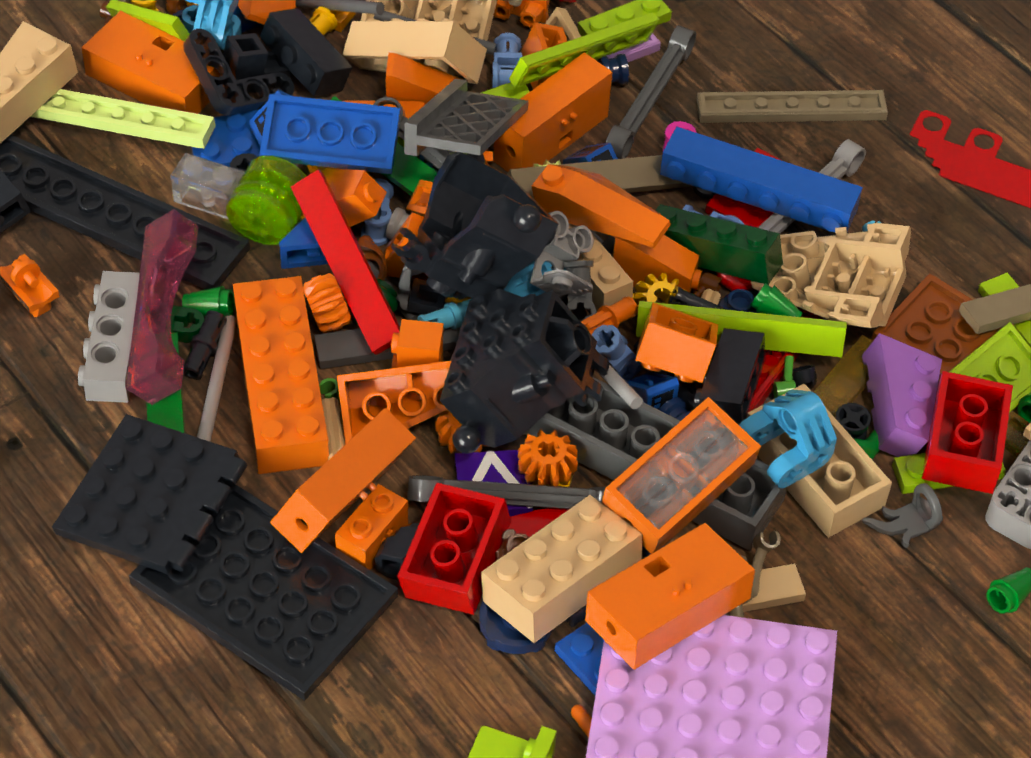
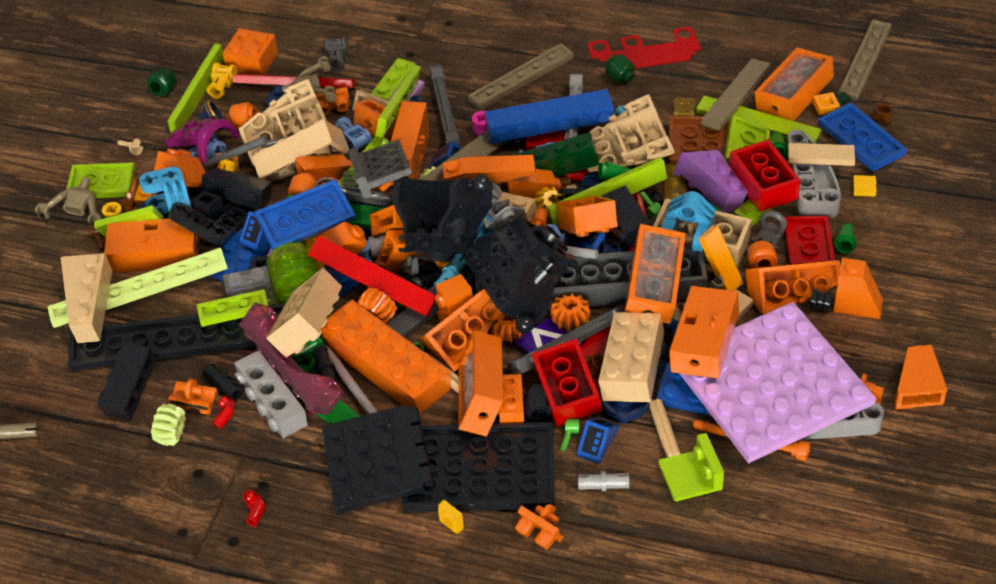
camera: 30 degrees left, 5 degrees down
(59, 320) = (226, 413): none -> red arm
(78, 287) = (222, 382): none -> black pin
(158, 199) = (229, 308): none -> lime plate
(170, 626) = (450, 517): none -> yellow tile
(223, 260) = (305, 313): none -> tan brick
(266, 706) = (548, 532): none -> orange hips
(368, 91) = (301, 183): none -> orange head
(391, 706) = (603, 481): none -> light grey pin
(418, 608) = (571, 426): none -> bright green hand
(436, 644) = (596, 439): none -> blue slope
(530, 689) = (664, 428): none -> tan axle
(797, 512) = (720, 258): none -> light orange tile
(870, 543) = (762, 255): none -> orange head
(875, 605) = (784, 284): none -> orange wedge
(893, 653) = (820, 300): none -> black wheel
(925, 170) = (620, 68): none -> dark green head
(947, 672) = (857, 290): none -> orange slope
(959, 564) = (808, 239): none -> red tile
(967, 274) = (684, 107): none -> clear yellow tile

